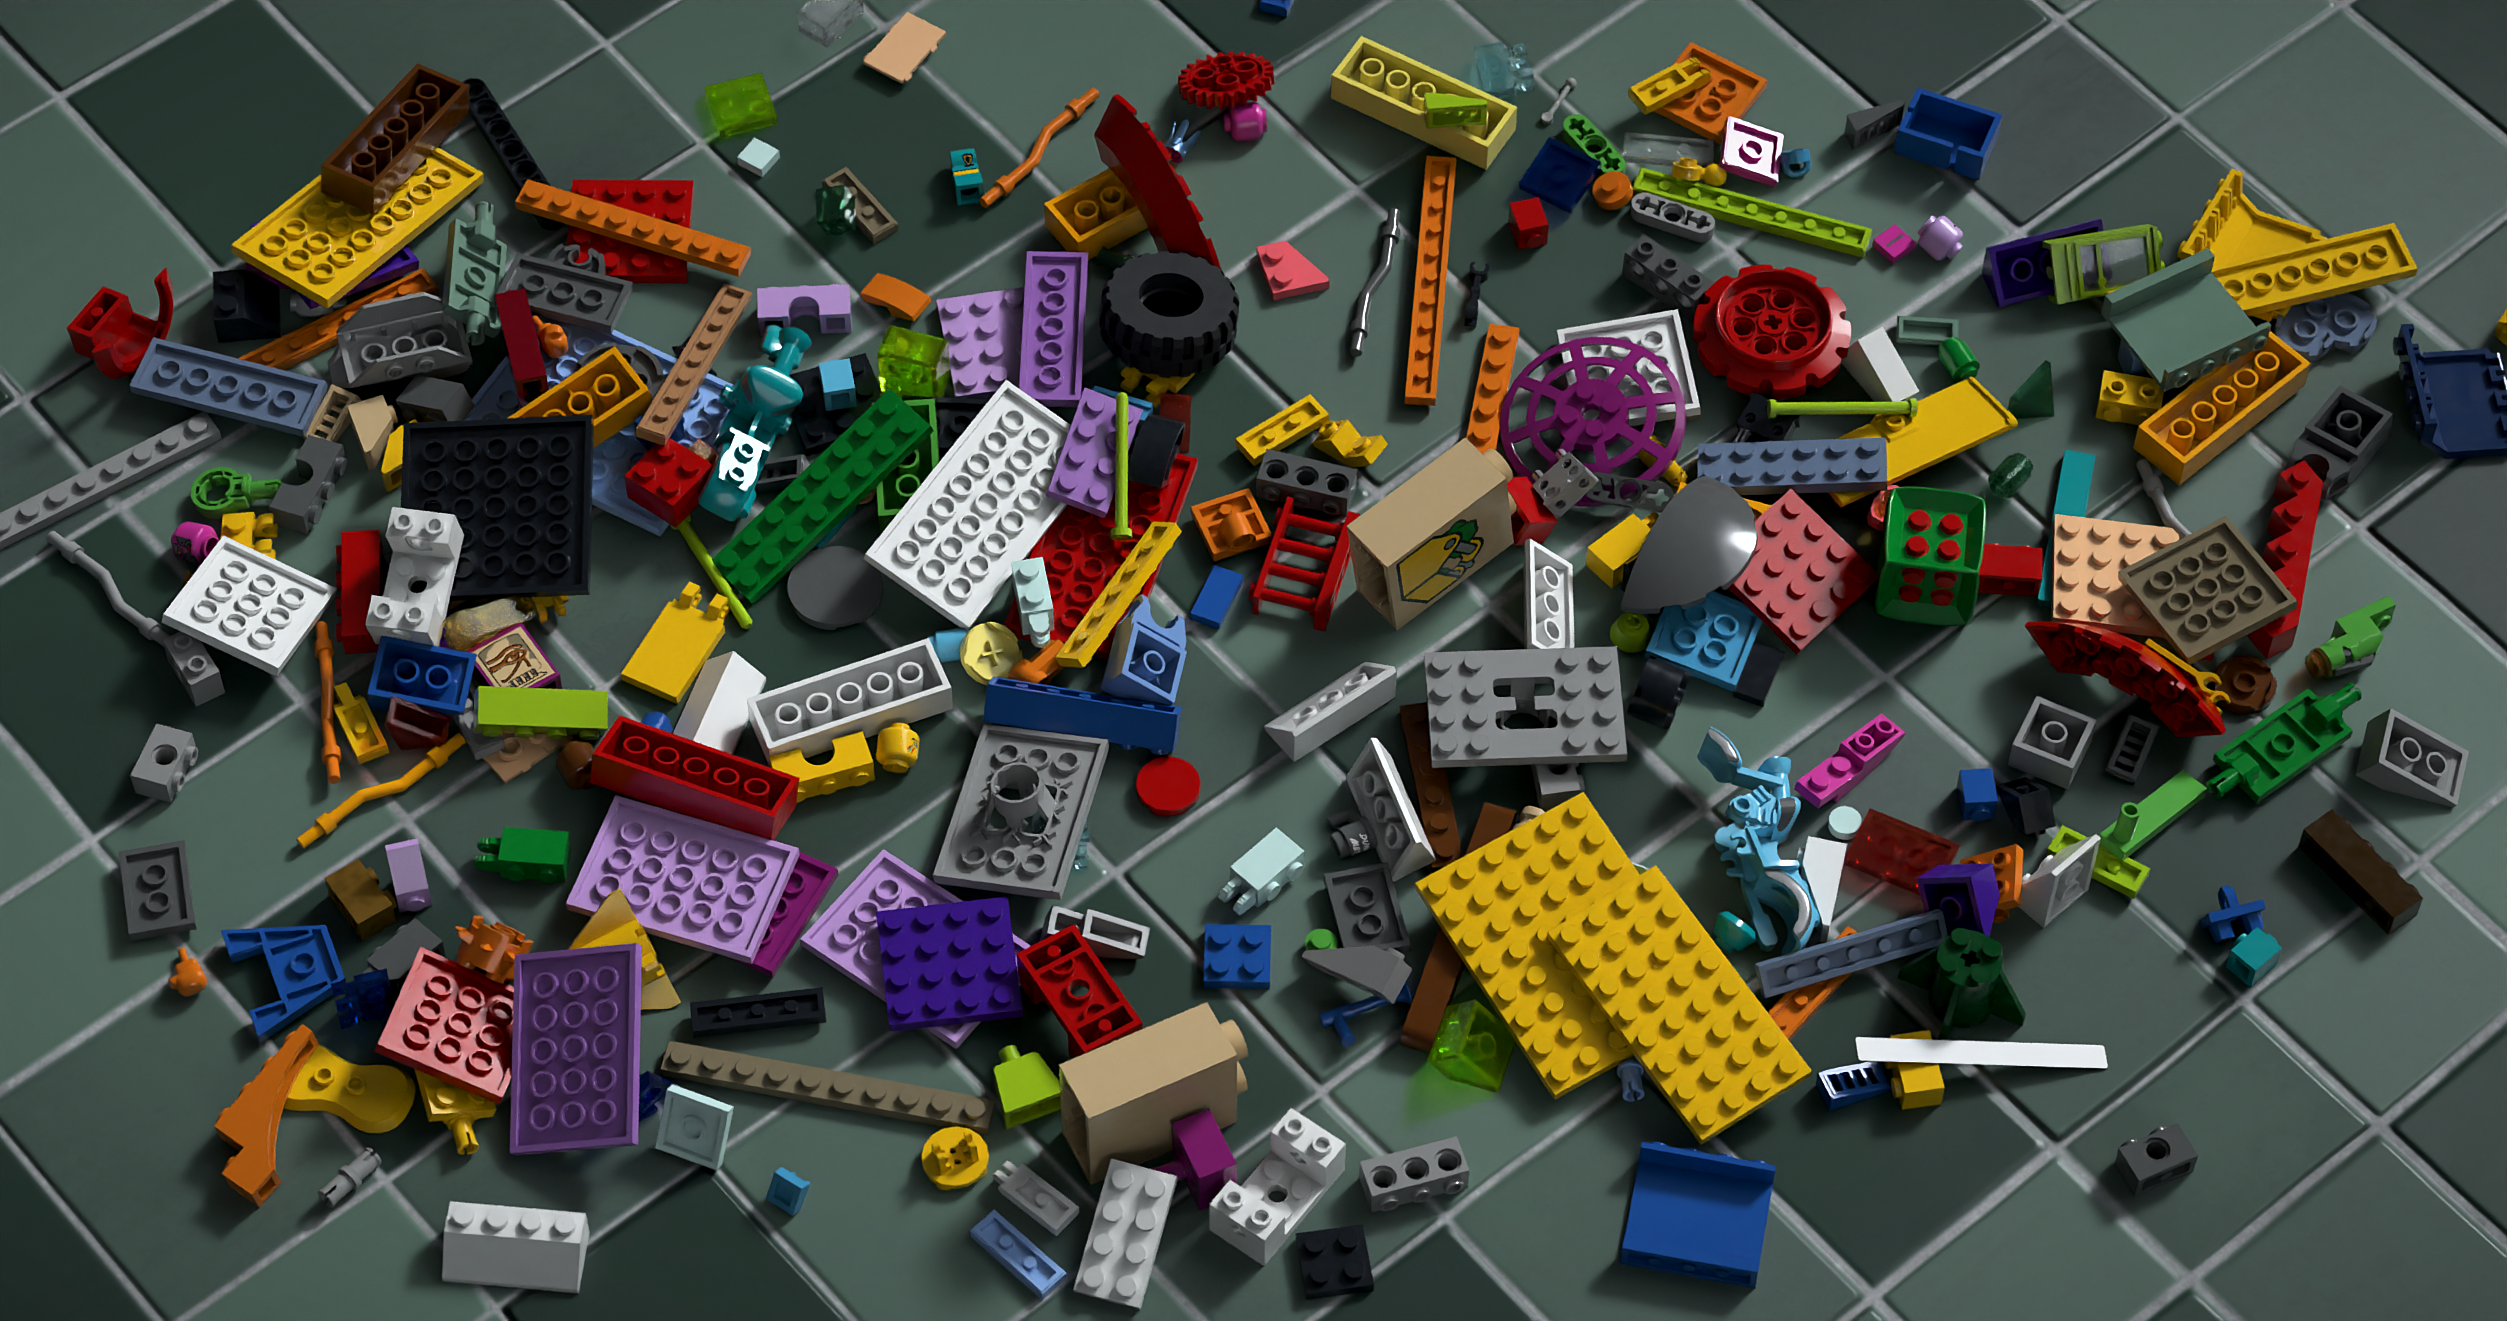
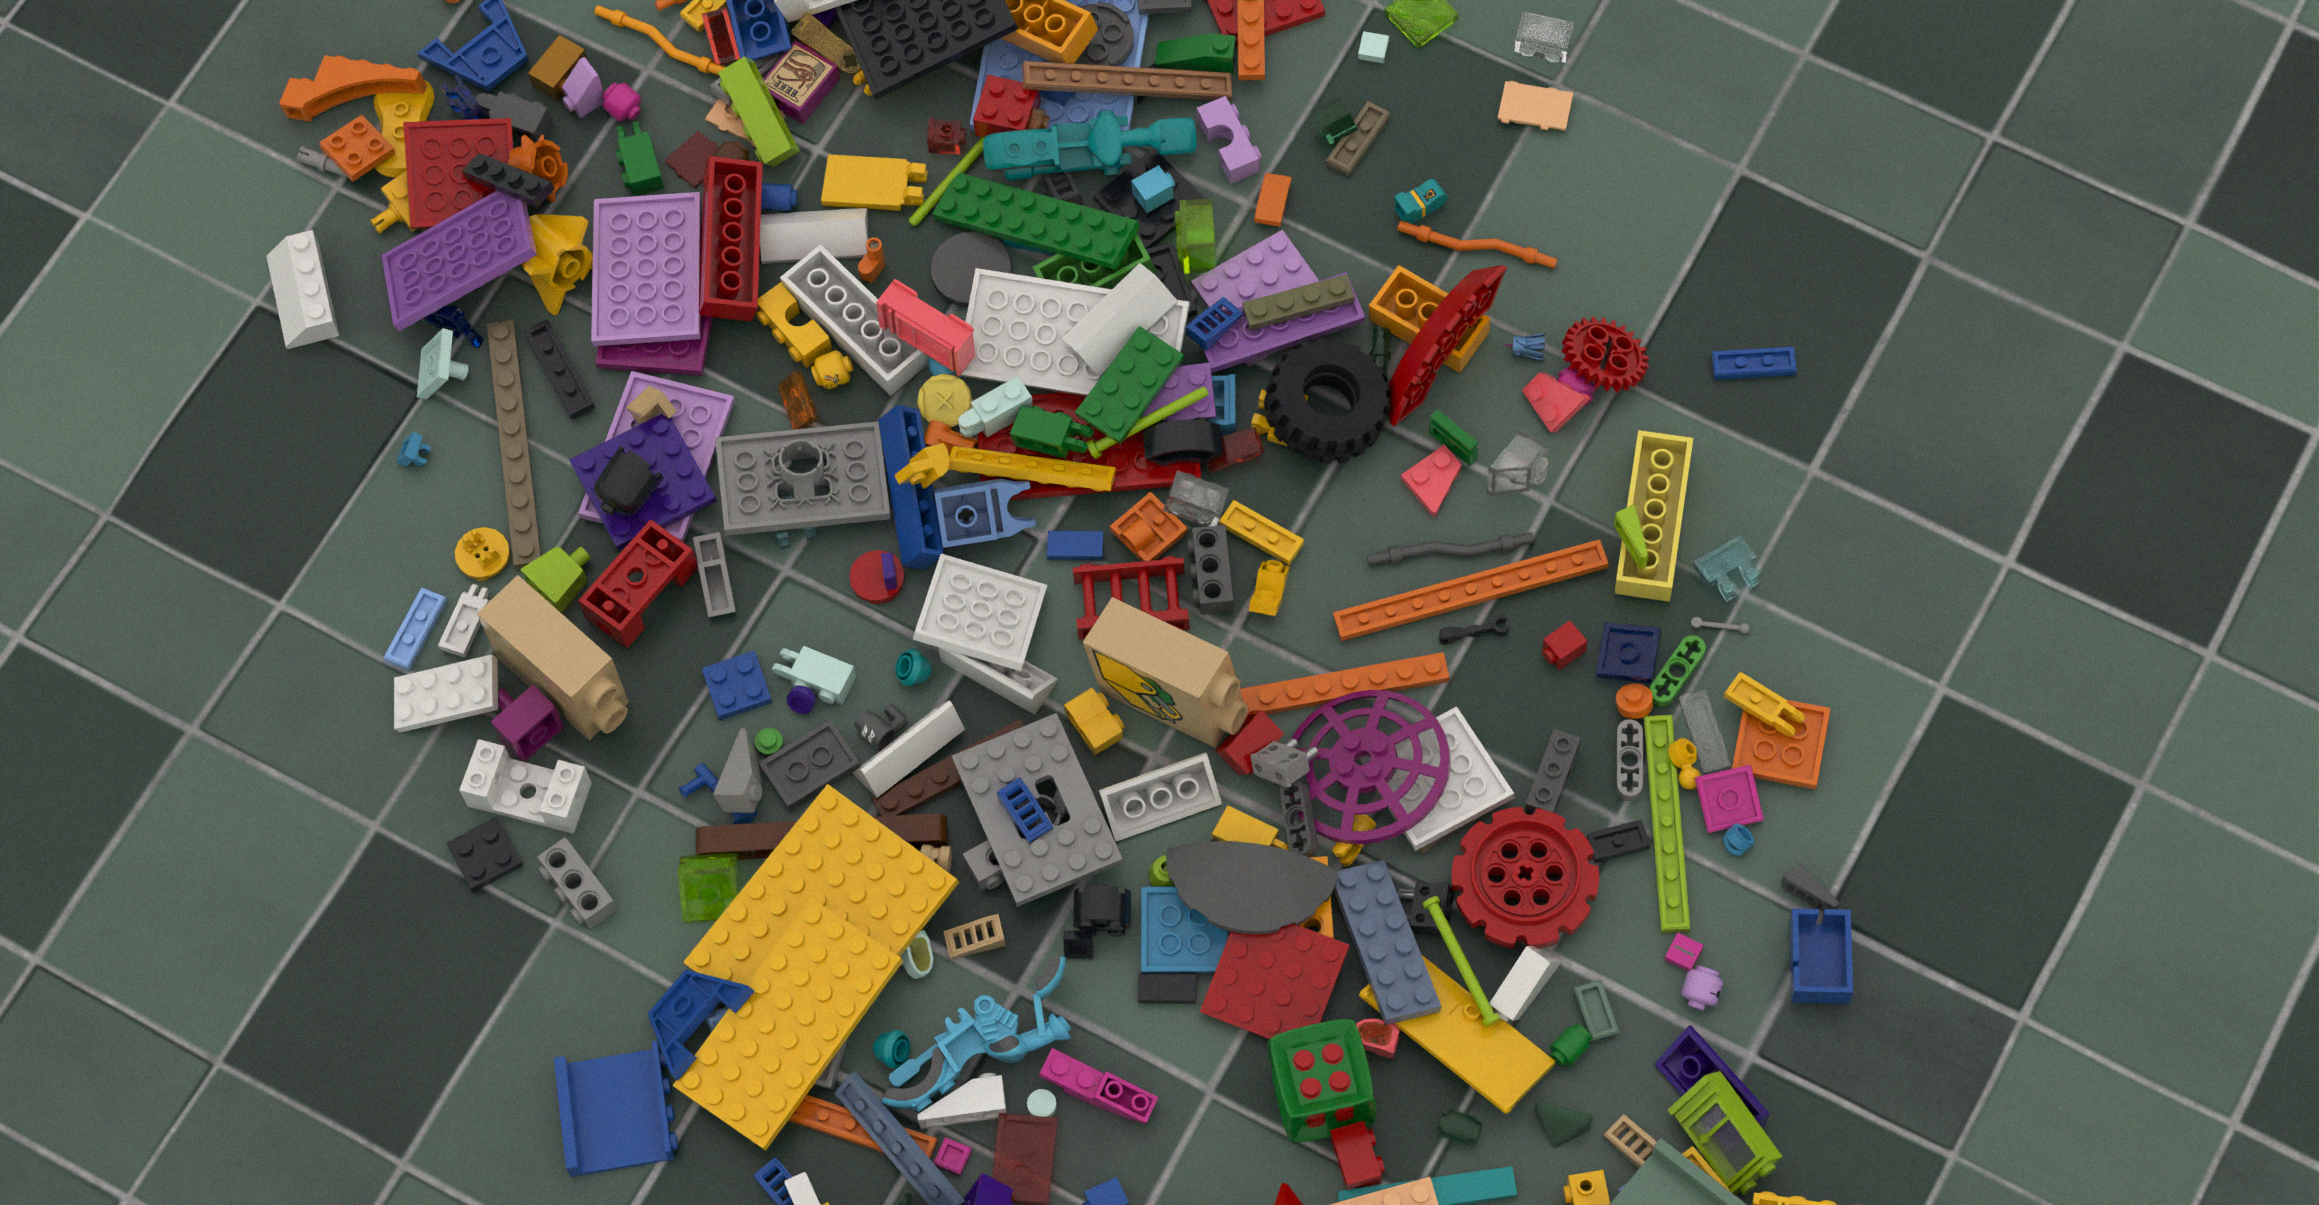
camera: 75 degrees right, 10 degrees up
(356, 1131) = (357, 148): none -> orange plate
(443, 849) = (621, 102): none -> dark pink head
(513, 960) = (508, 180): none -> black plate
(552, 804) = (692, 158): none -> clear red piece
(659, 558) = (945, 136): none -> clear red brick
(685, 302) = (1198, 53): none -> green slope
(779, 667) = (873, 261): none -> orange piece
(865, 919) = (649, 404): none -> tan panel
(920, 792) = (797, 401): none -> clear orange plate
(921, 614) = (925, 328): none -> coral piece
(964, 958) = (625, 483): none -> black cylinder
(992, 446) = (1109, 325): none -> white slope
(1042, 393) = (1205, 340): none -> blue slope
(1044, 299) = (1298, 302): none -> olive plate
(1077, 463) = (1129, 385): none -> green plate
(1077, 678) = (925, 466): none -> yellow brick
(1085, 563) = (1048, 432): none -> green hinge
(1176, 762) = (889, 571): none -> dark purple tile
(1223, 466) = (1195, 499): none -> clear brick
(1254, 139) = (1553, 400): none -> coral wing
(1256, 231) = (1453, 437): none -> green plate
(1269, 689) = (980, 612): none -> white plate
(1287, 895) = (801, 699): none -> dark purple tile
(1297, 781) = (912, 668): none -> teal cone
(1316, 185) = (1518, 466): none -> clear slope
(1437, 634) = (1094, 721): none -> yellow brick
(1520, 720) = (1010, 791): none -> blue slope
(1612, 1104) = (685, 1008): none -> blue wing
(1636, 802) = (978, 925): none -> tan slope
(1682, 731) = (1078, 944): none -> black tile
(1757, 245) = (1618, 841): none -> black plate
(1870, 916) = (952, 1157): none -> dark pink tile
(2085, 333) = (1630, 1152): none -> tan slope

